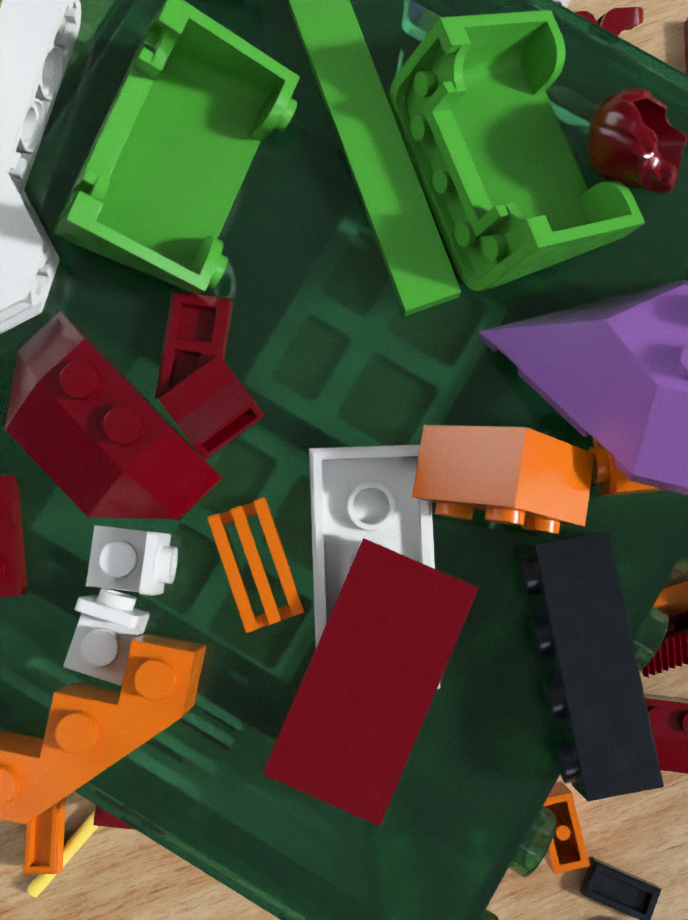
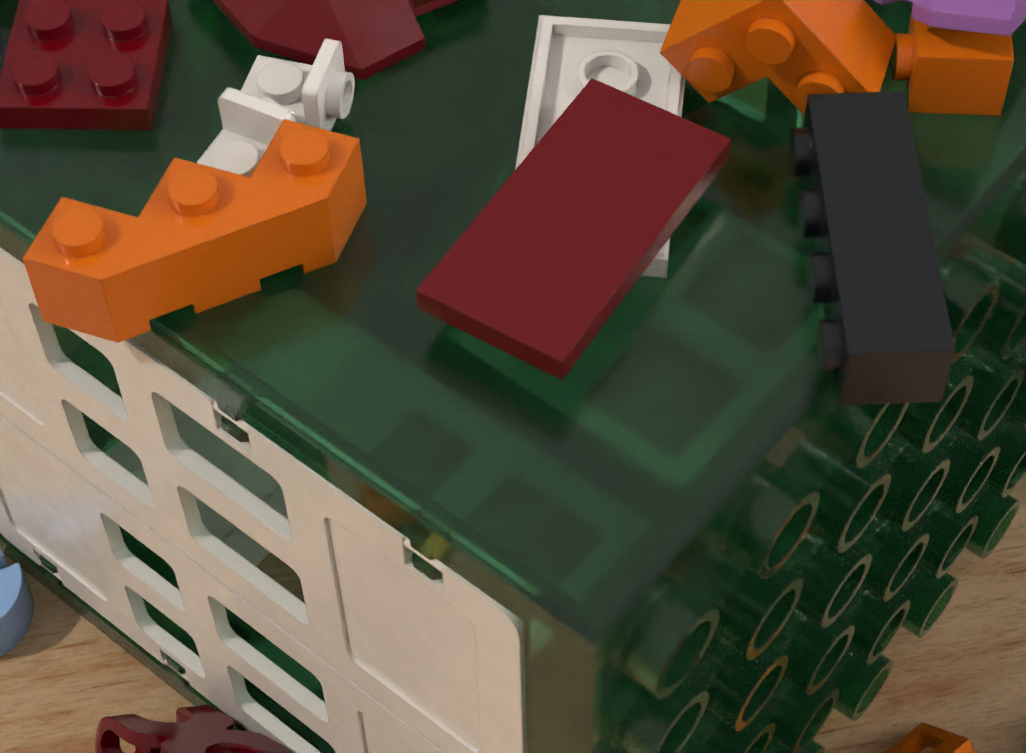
camera: 10 degrees right, 30 degrees down
(272, 613) = (442, 78): orange tile -> none

